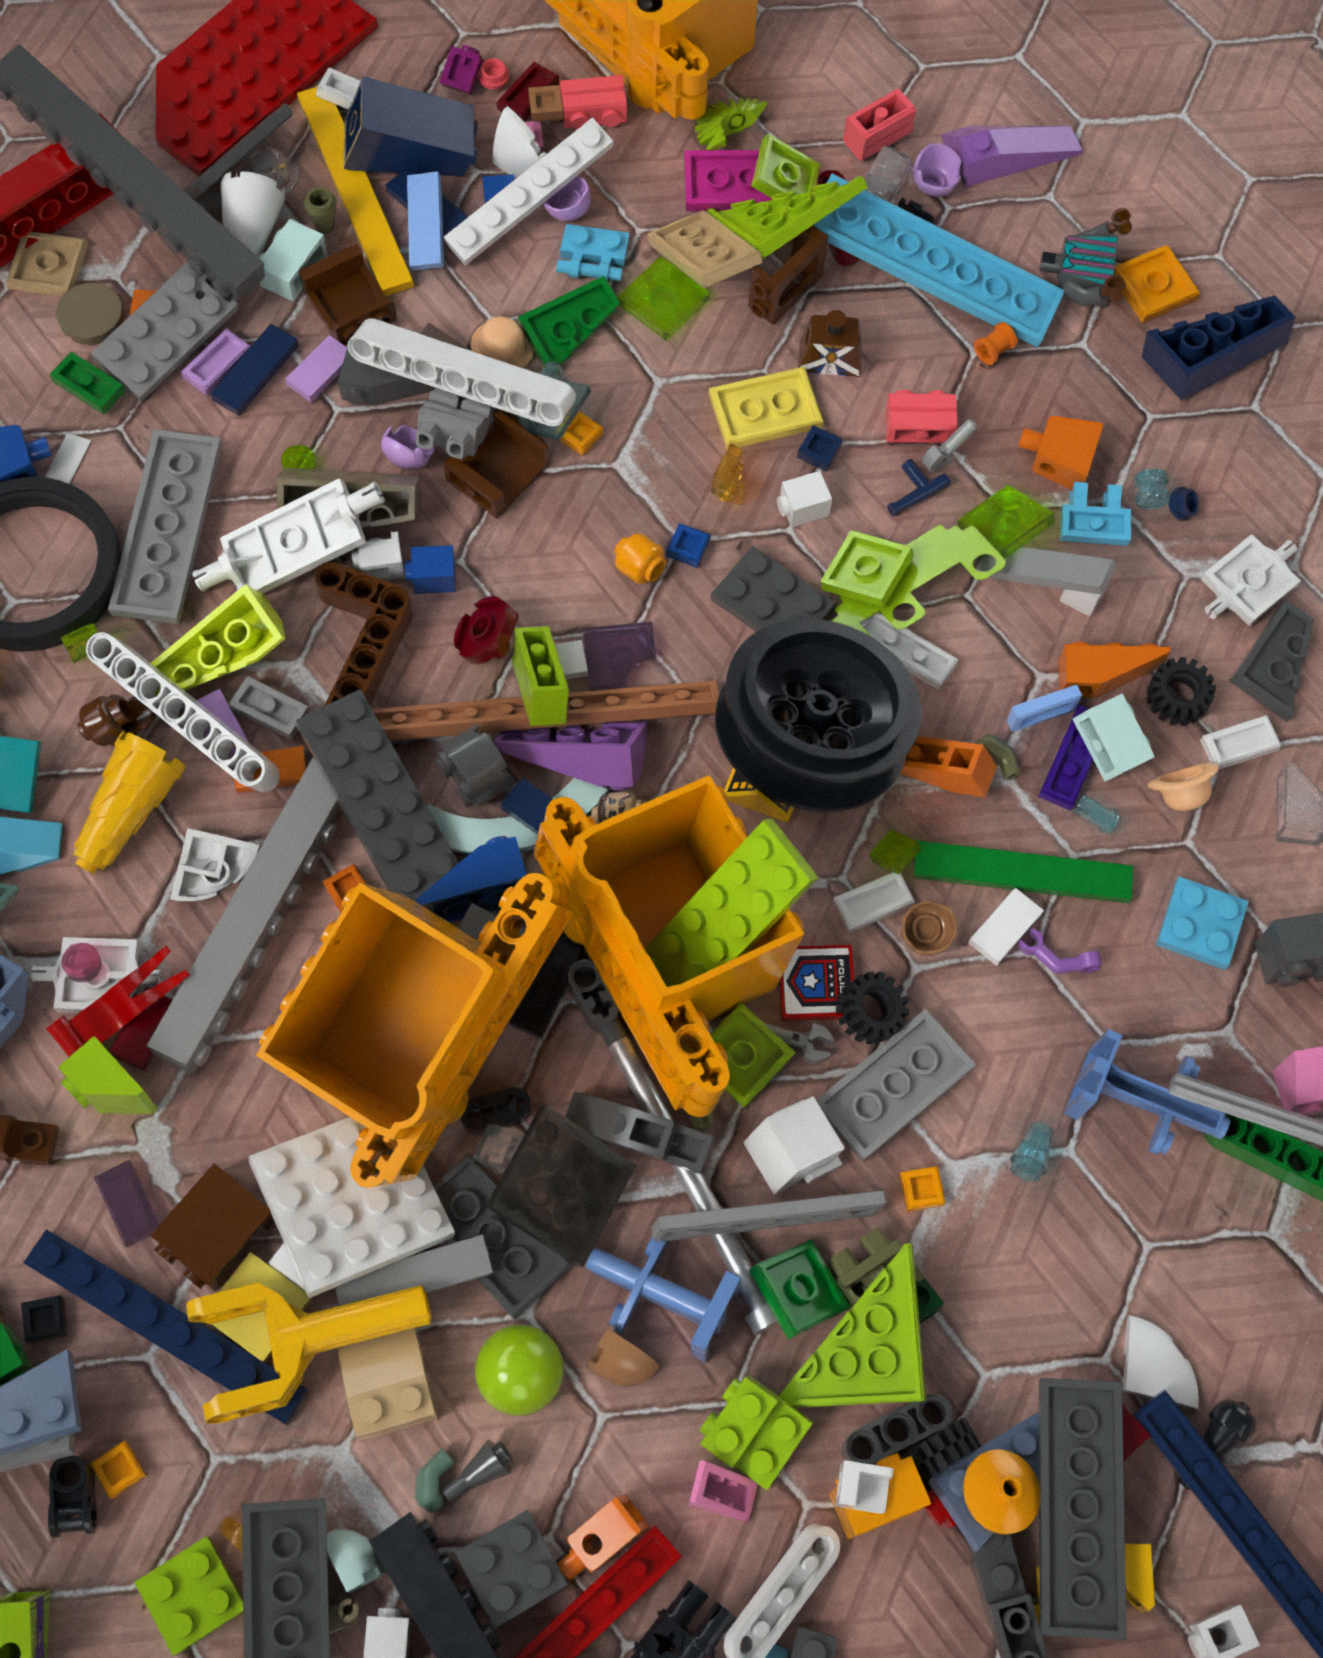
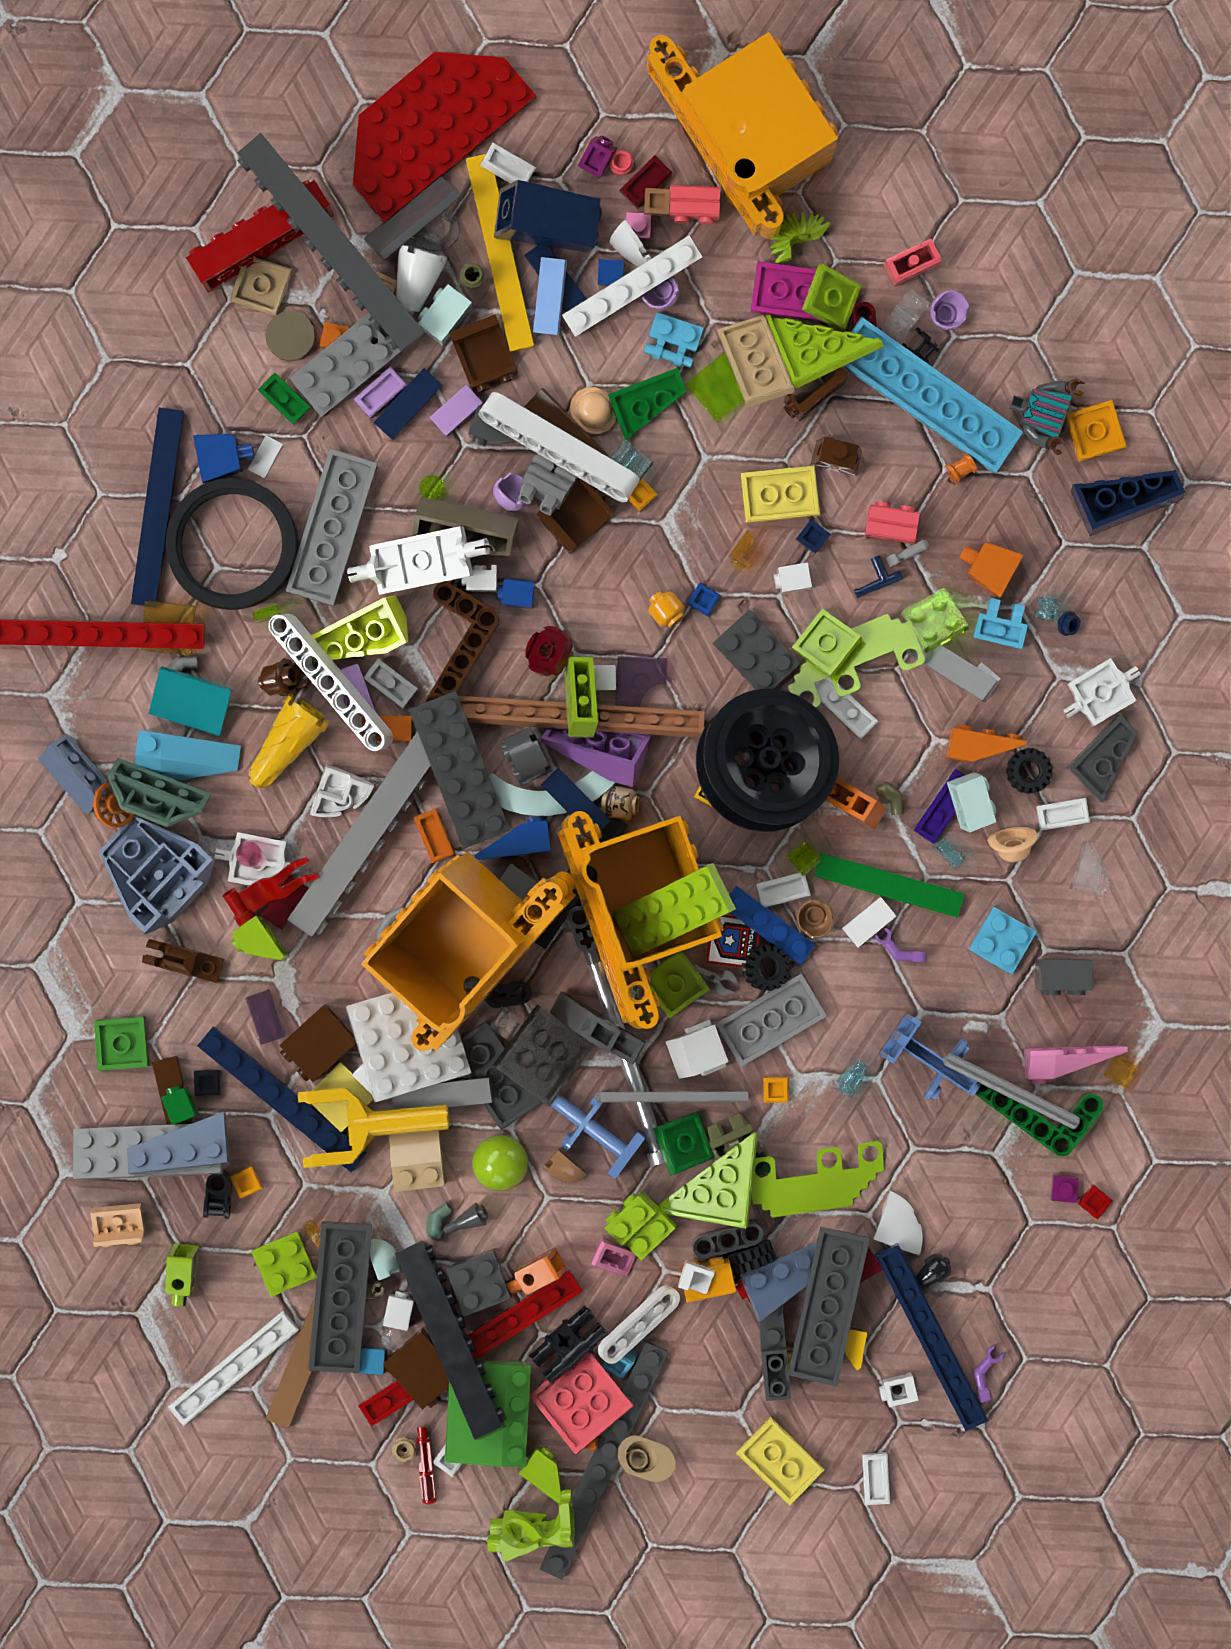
camera: 10 degrees right, 20 degrees up
(864, 949) = (770, 926): none -> blue plate
(986, 1495) = (771, 1287): light orange dish -> none
(1005, 150) = (1004, 291): medium lavender wedge -> none
(1017, 1333) = (815, 1192): none -> lime piece
(1043, 708) = (929, 769): light blue tile -> none

